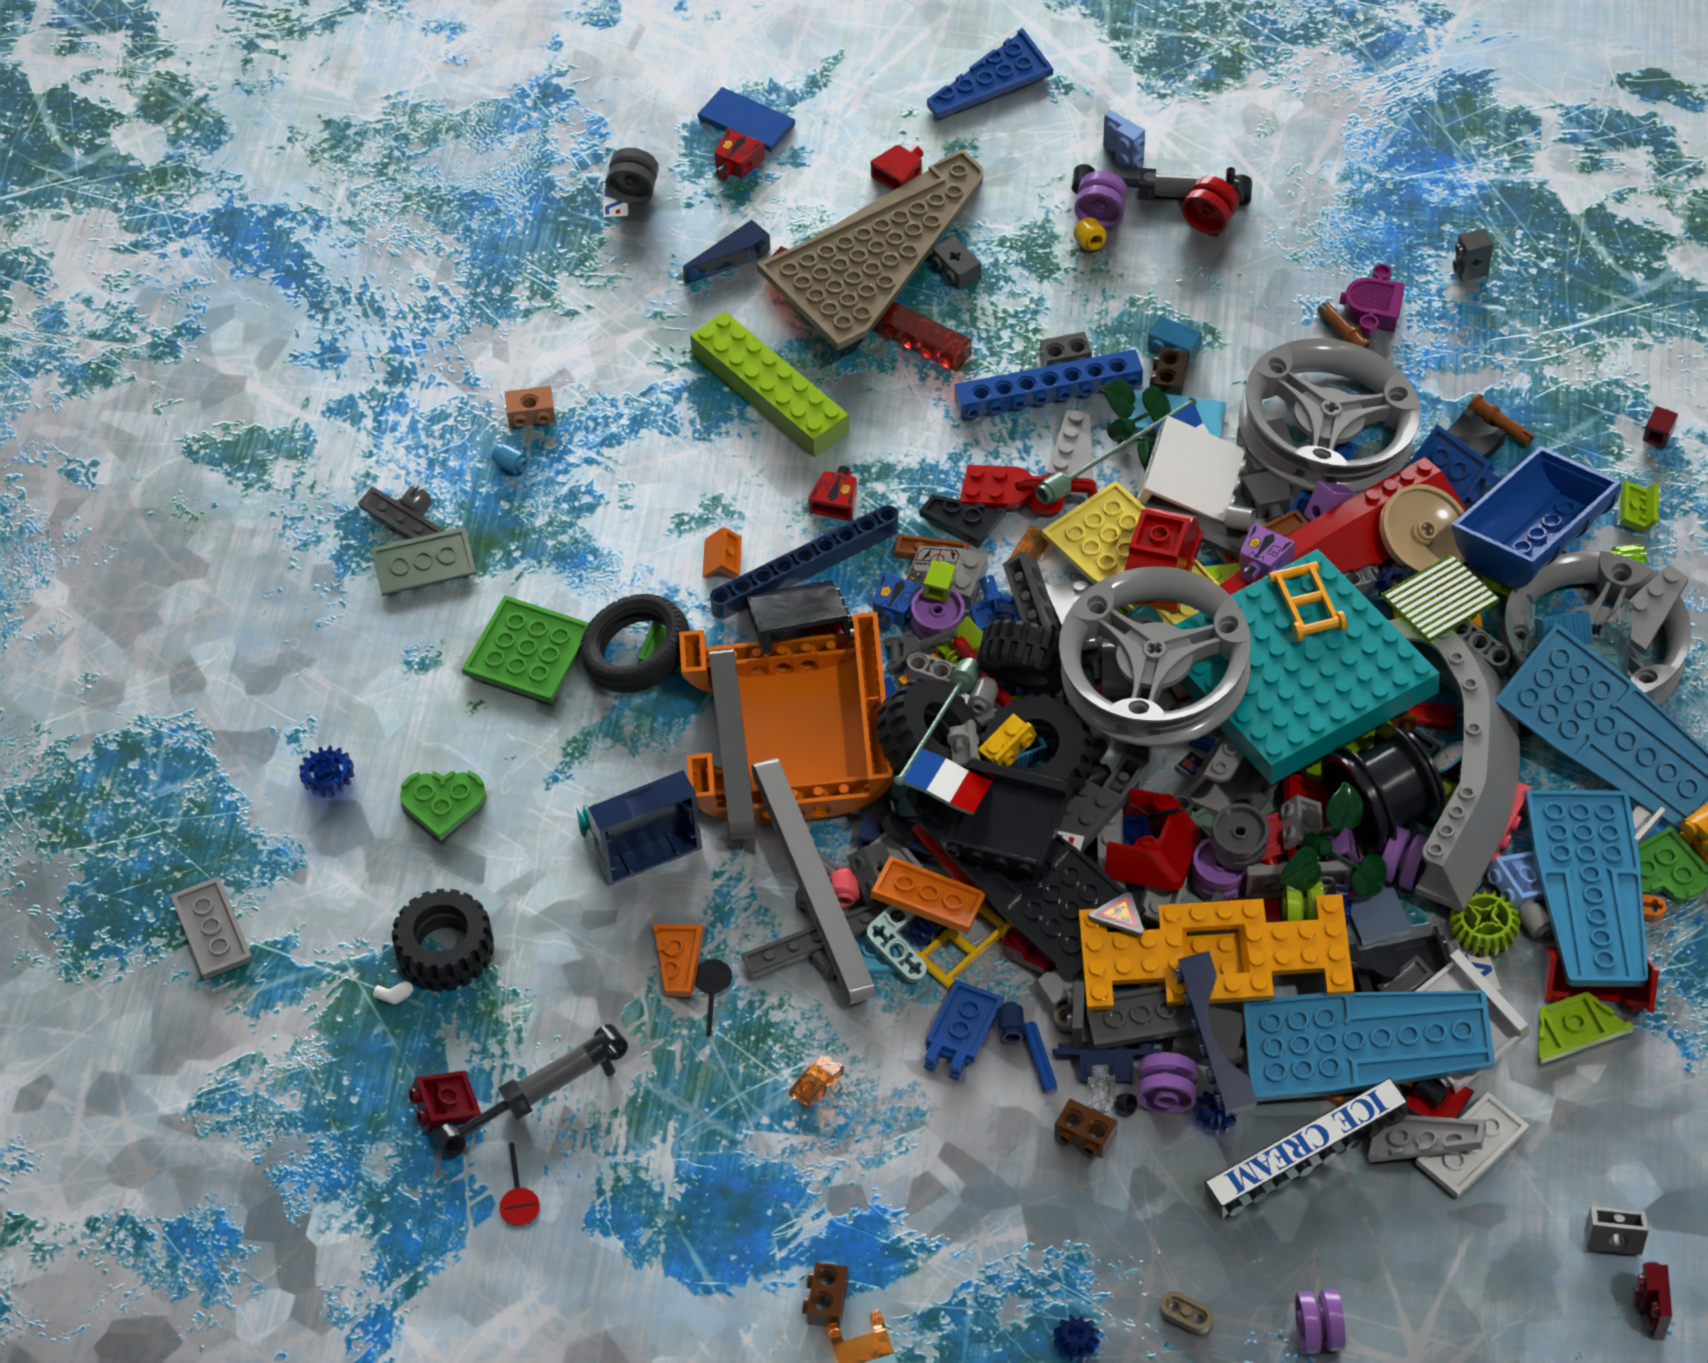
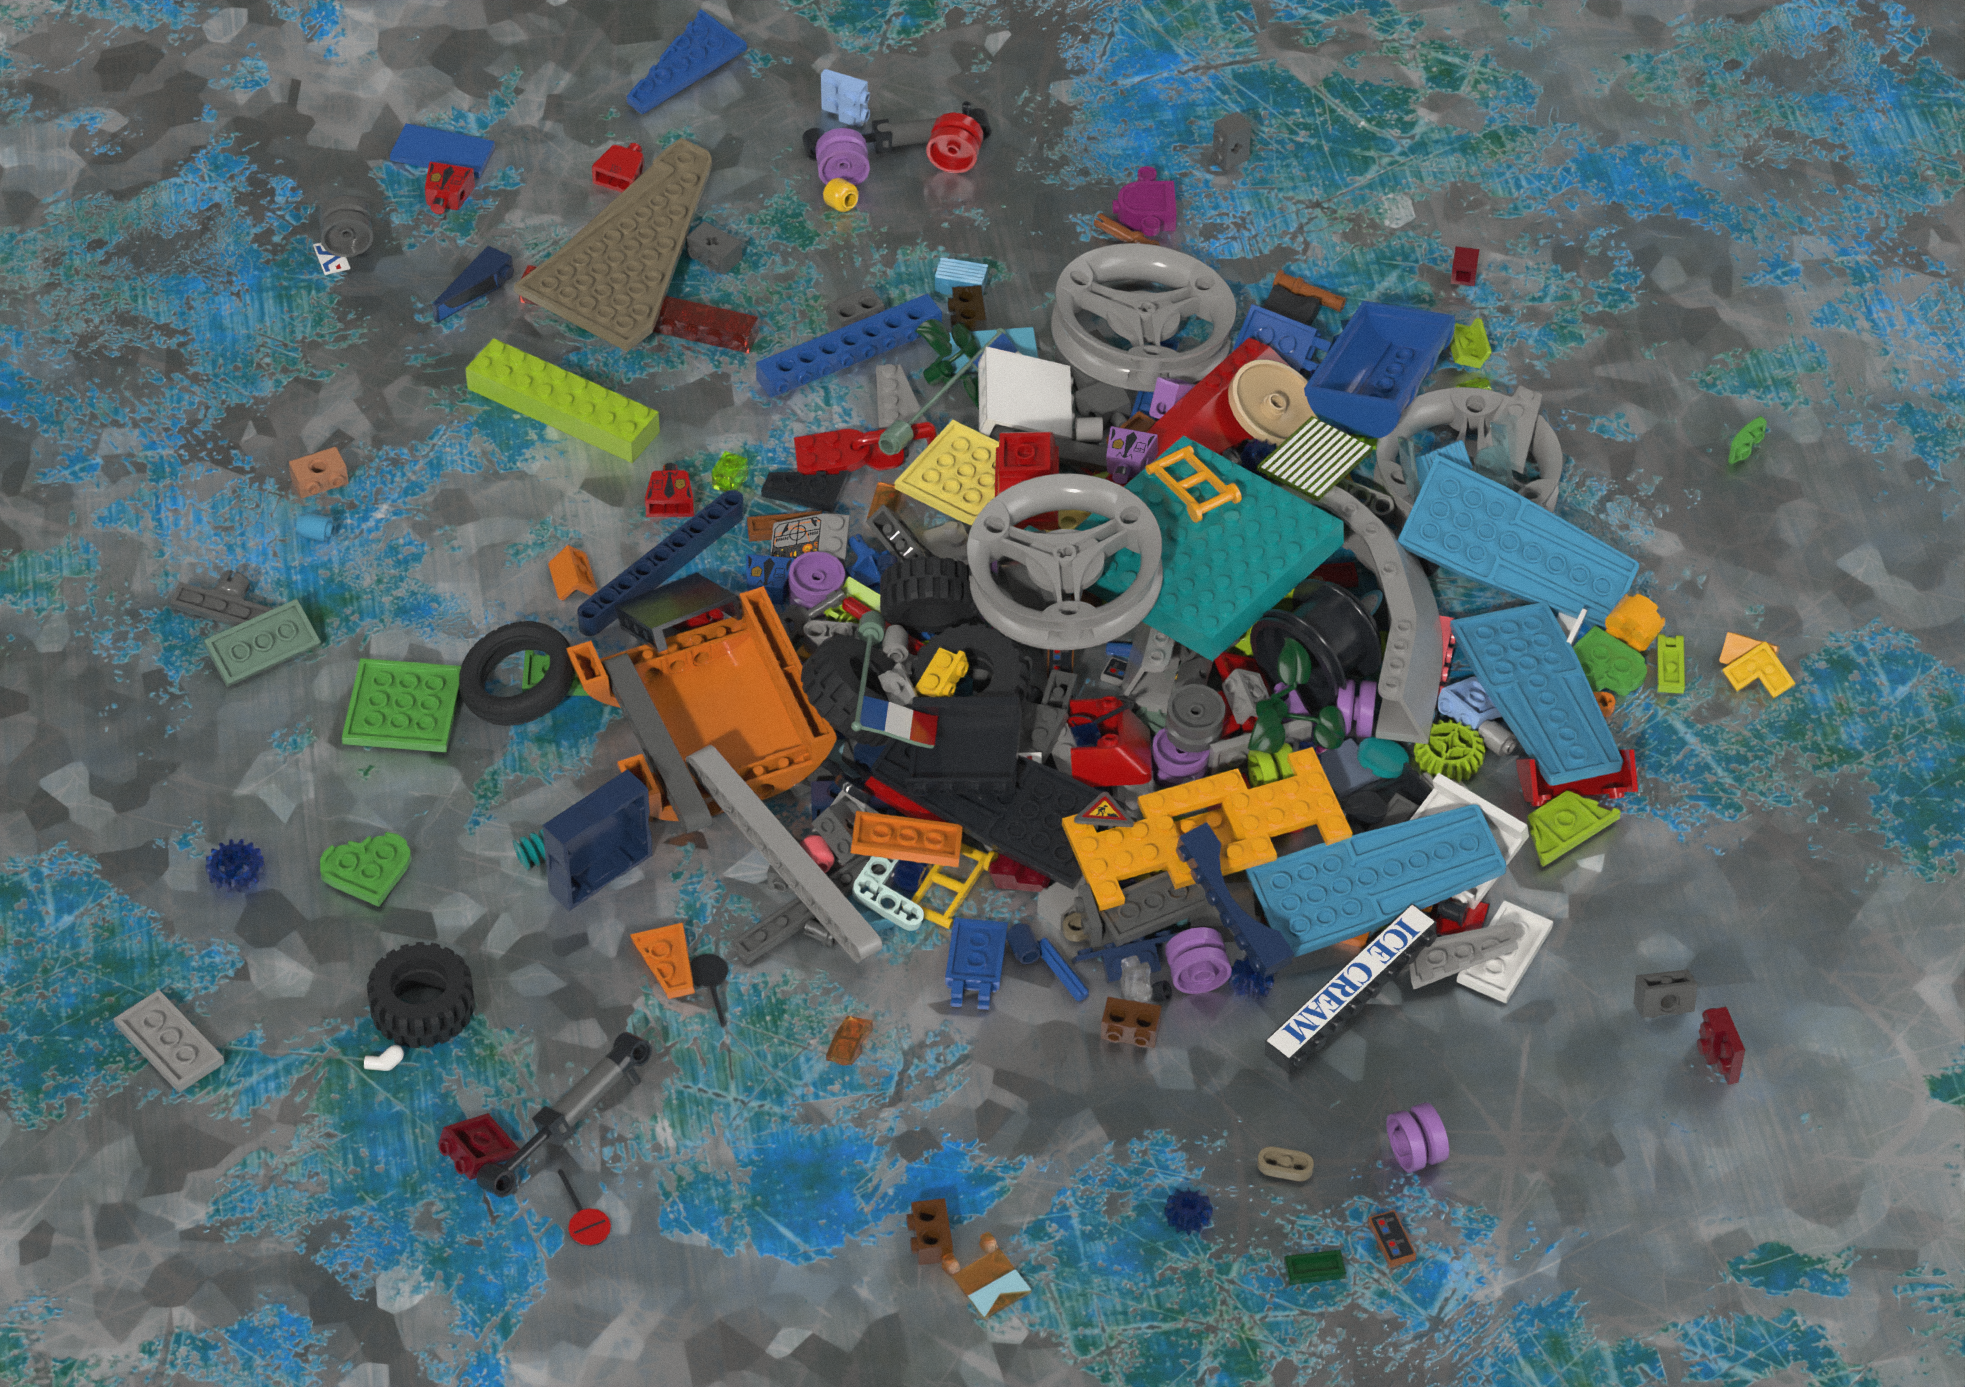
camera: 20 degrees left, 5 degrees down
(896, 487) = (729, 472): none -> clear neon green brick
(939, 581) = (812, 547): lime brick -> none
(1416, 914) = (1382, 757): none -> teal tile

